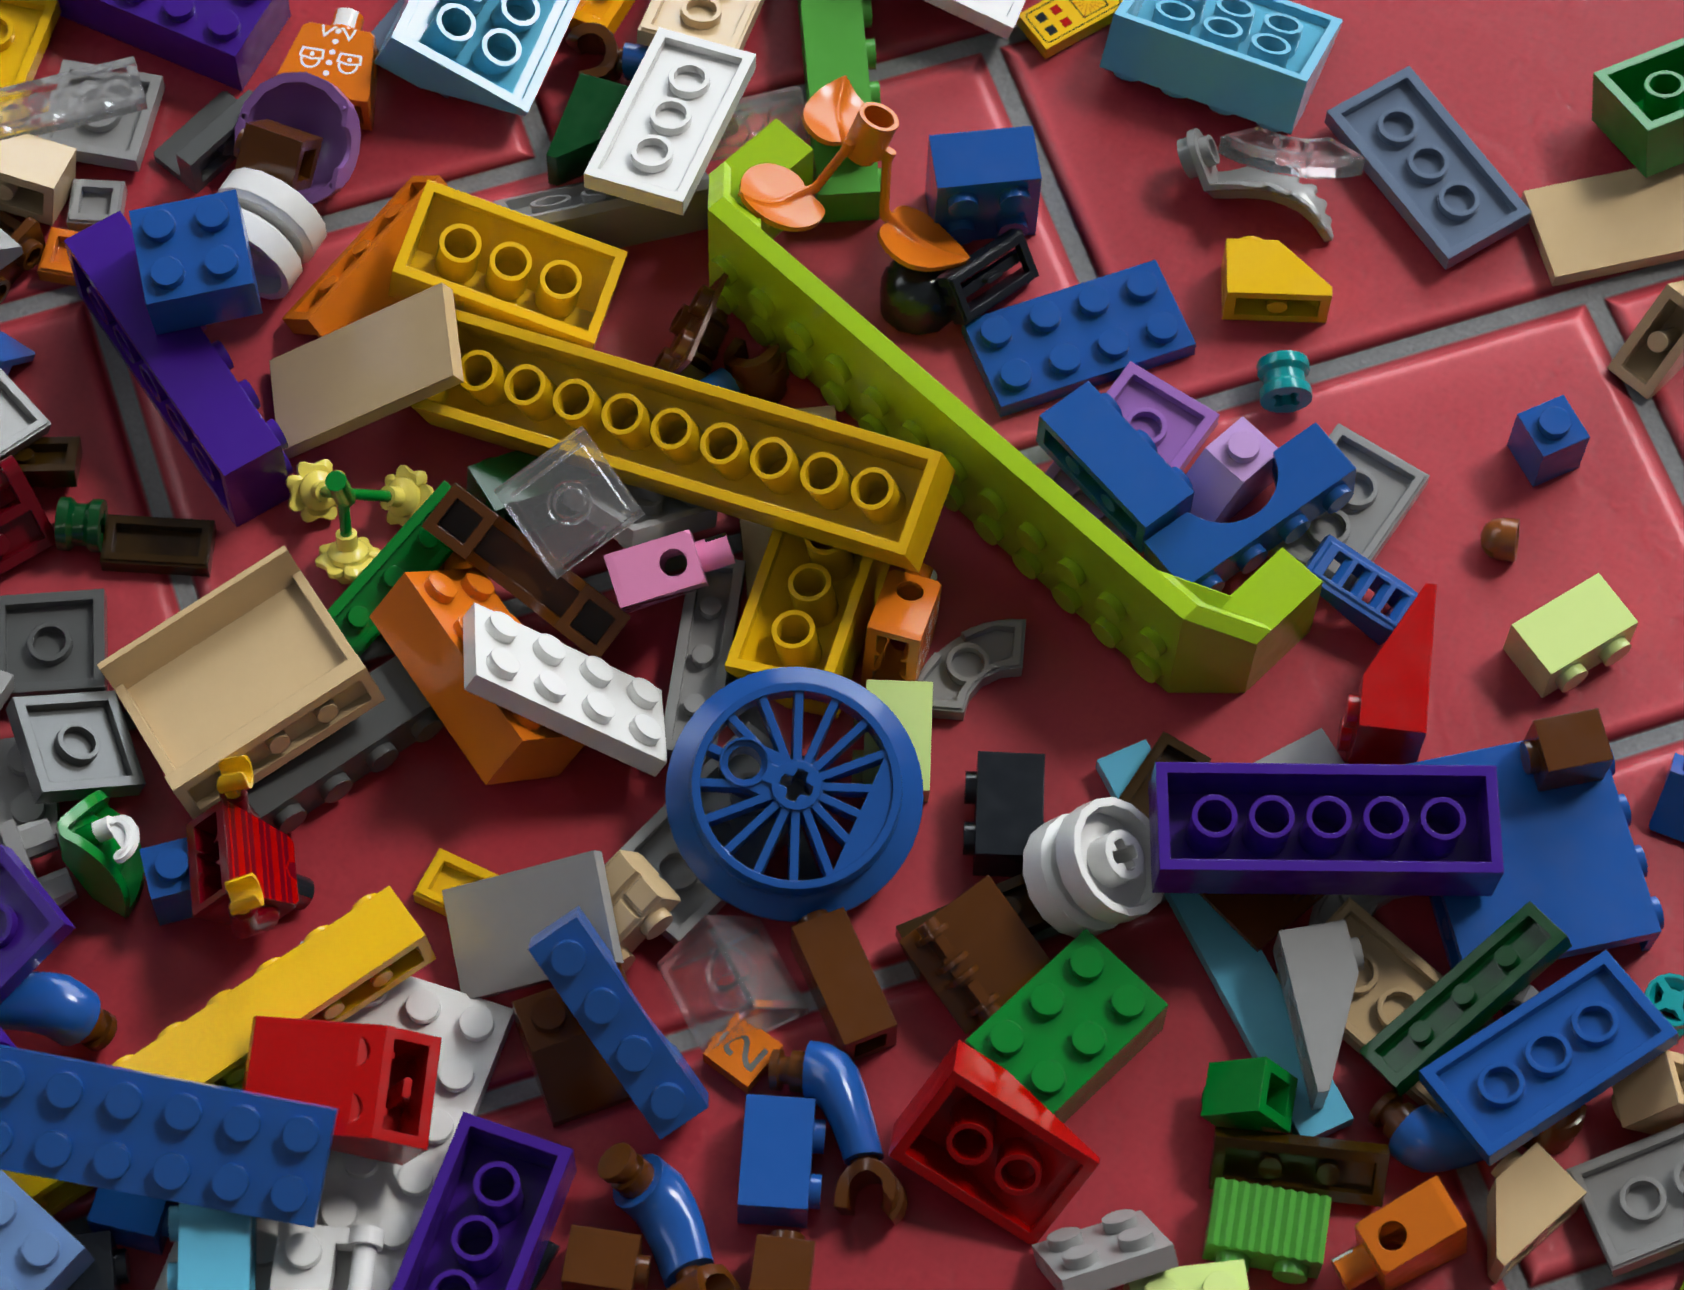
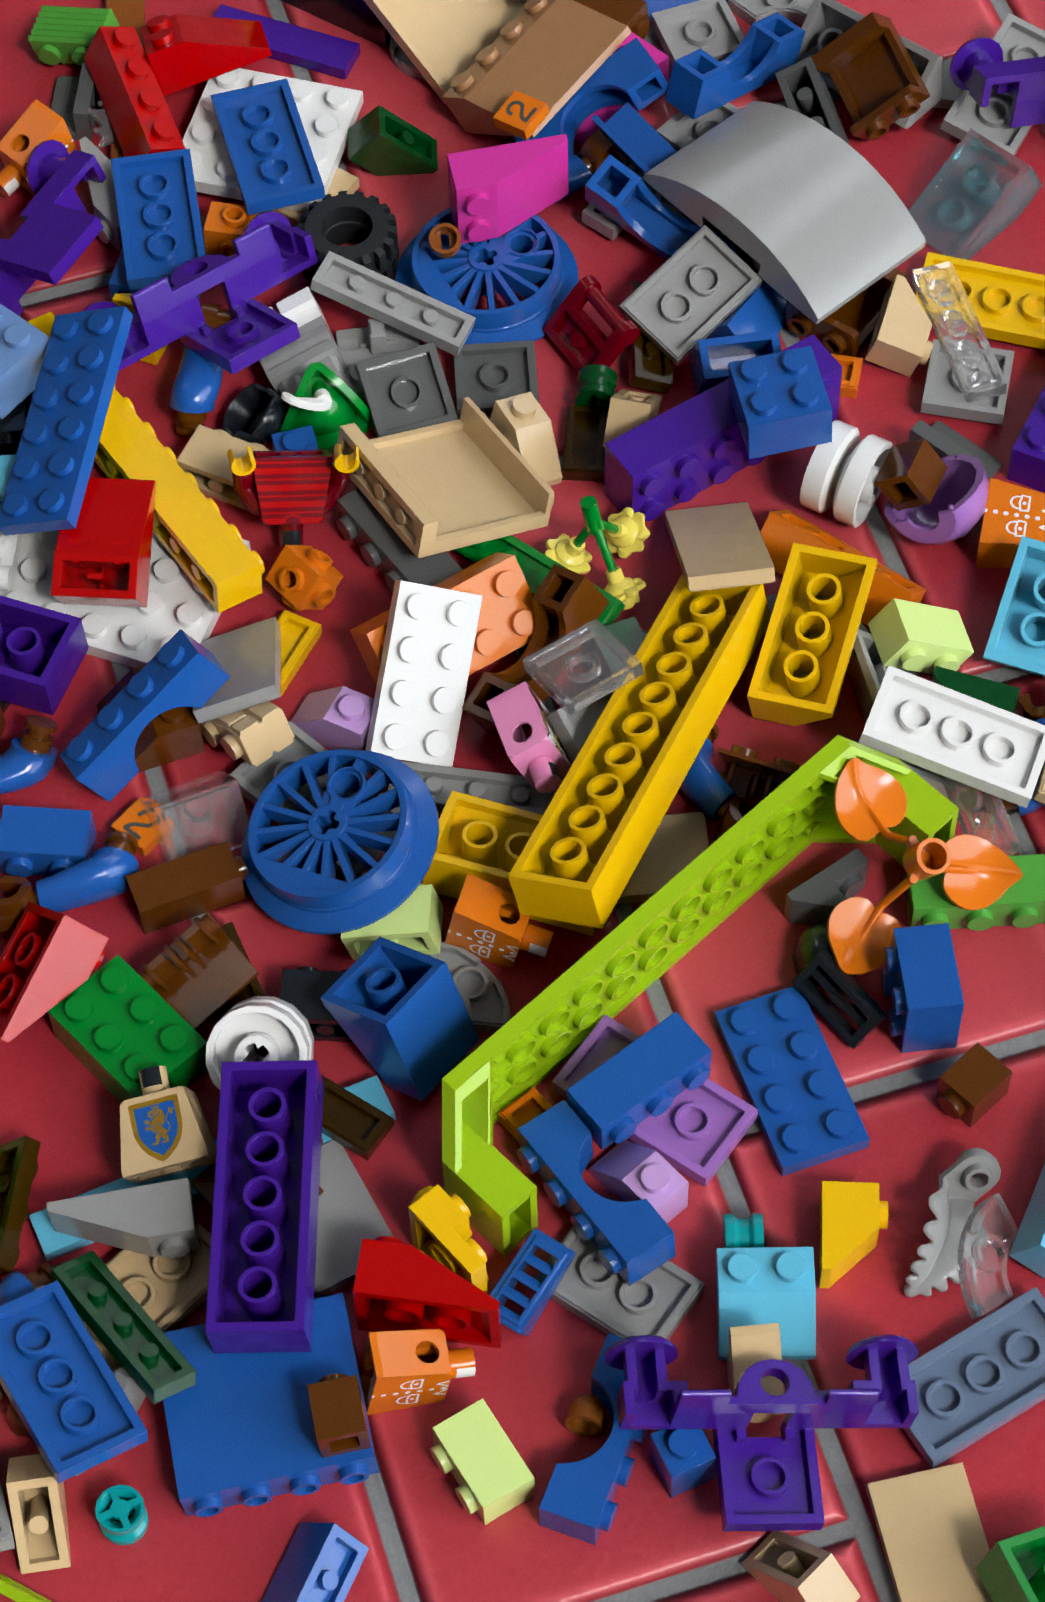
camera: 95 degrees right, 5 degrees down
(61, 354) = (711, 356): none -> blue brick
(94, 201) = (887, 388): light grey tile -> none
(104, 938) = (254, 414): none -> black hair
(138, 479) = (629, 410): none -> tan slope
(154, 594) = (530, 433): none -> tan slope
(178, 970) = (208, 462): none -> tan brick
(376, 856) = (304, 577): none -> orange brick
(508, 166) = (920, 637): none -> yellowish green brick
(596, 808) = (336, 718): none -> lavender slope
(854, 285) = (821, 893): none -> dark grey slope
(1041, 712) = (403, 1016): none -> blue slope
(1088, 157) = (973, 1085): none -> reddish brown brick
(1212, 968) = (163, 1130): none -> tan torso
(1249, 1095) = (61, 1166): green brick -> none
(1328, 659) = (443, 1232): none -> yellow plate
(1360, 362) = (768, 1288): none -> medium azure slope
(1453, 366) = (749, 1346): none -> tan slope
(1478, 689) = (410, 1368): none -> orange torso
(1559, 348) = (766, 1479): none -> dark purple piece
(1590, 530) = (582, 1491): none -> blue arch

